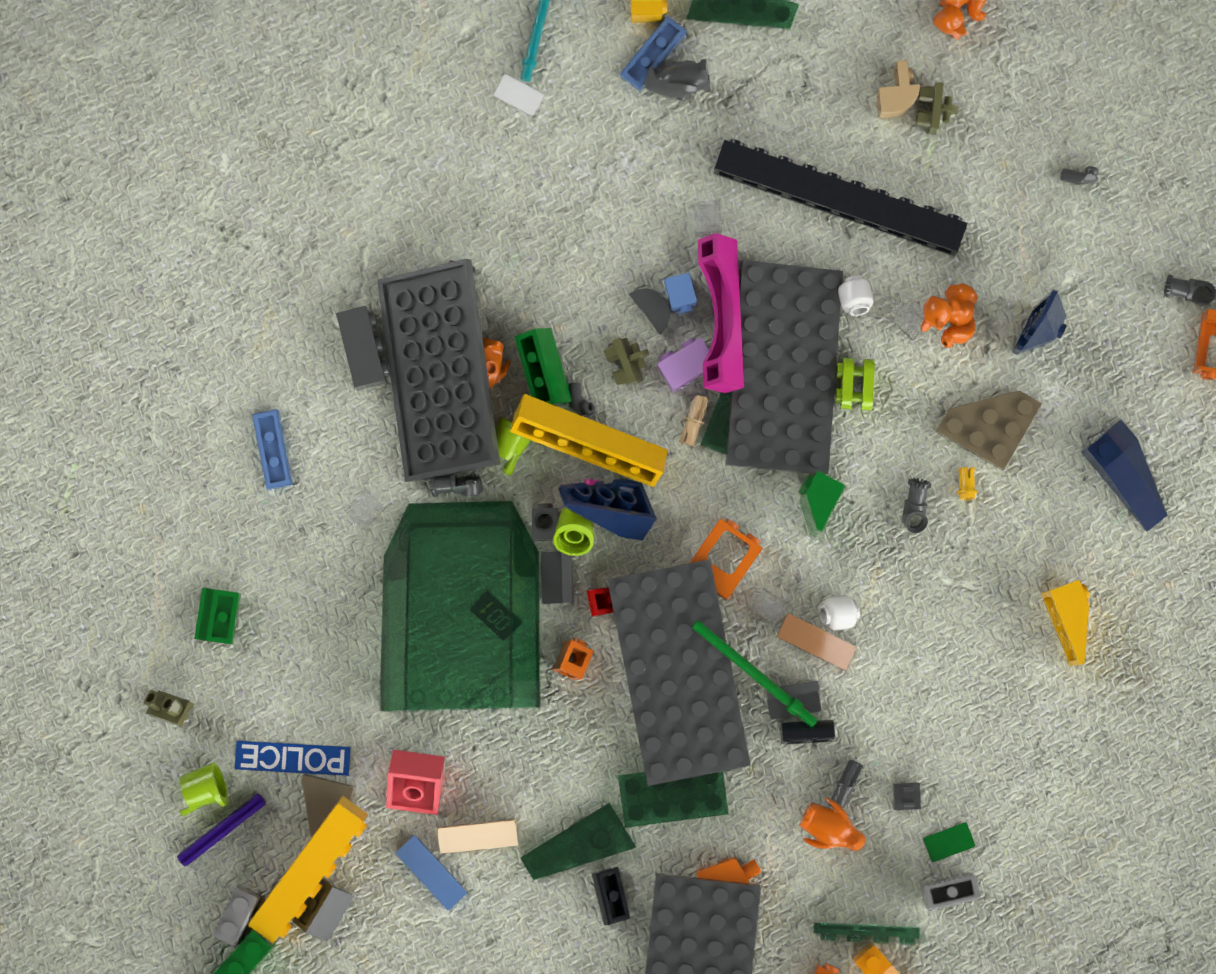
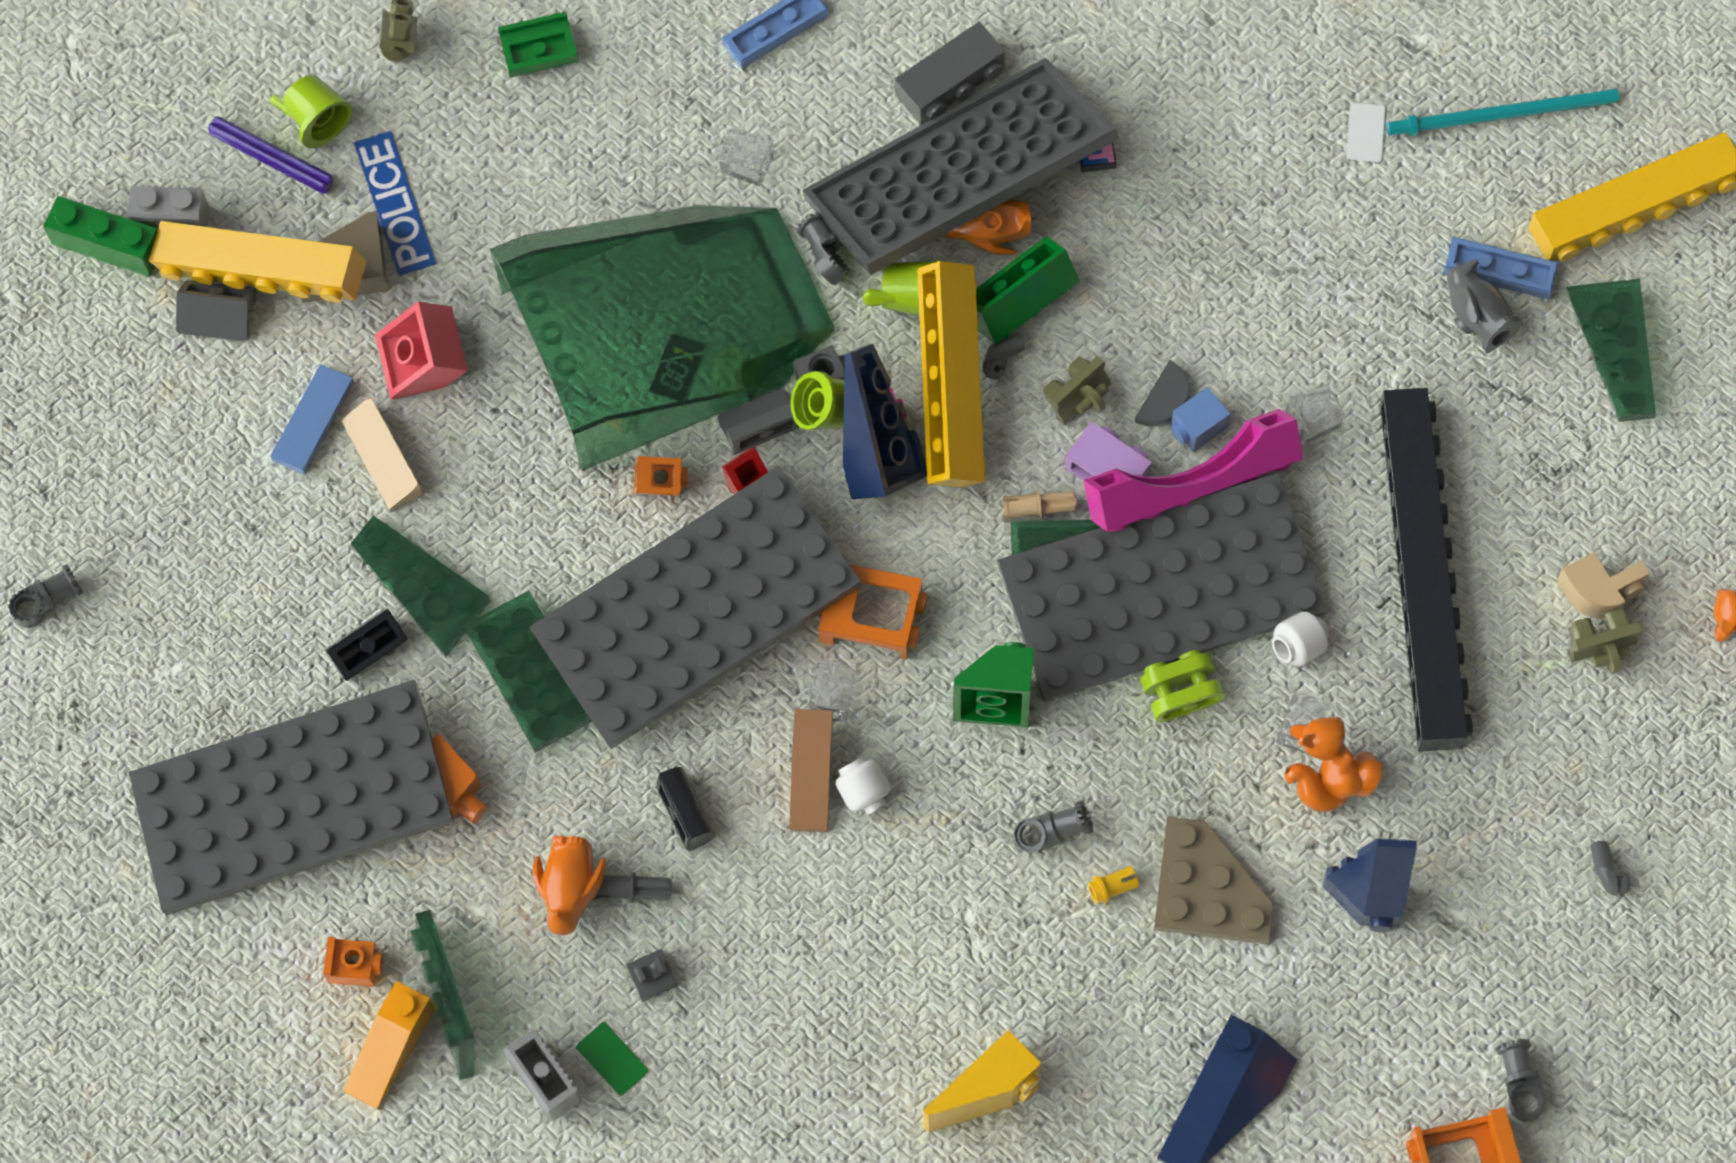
camera: 70 degrees right, 15 degrees down
(792, 705) = (710, 767): green bar -> none
(805, 692) = (722, 775): dark grey panel -> none

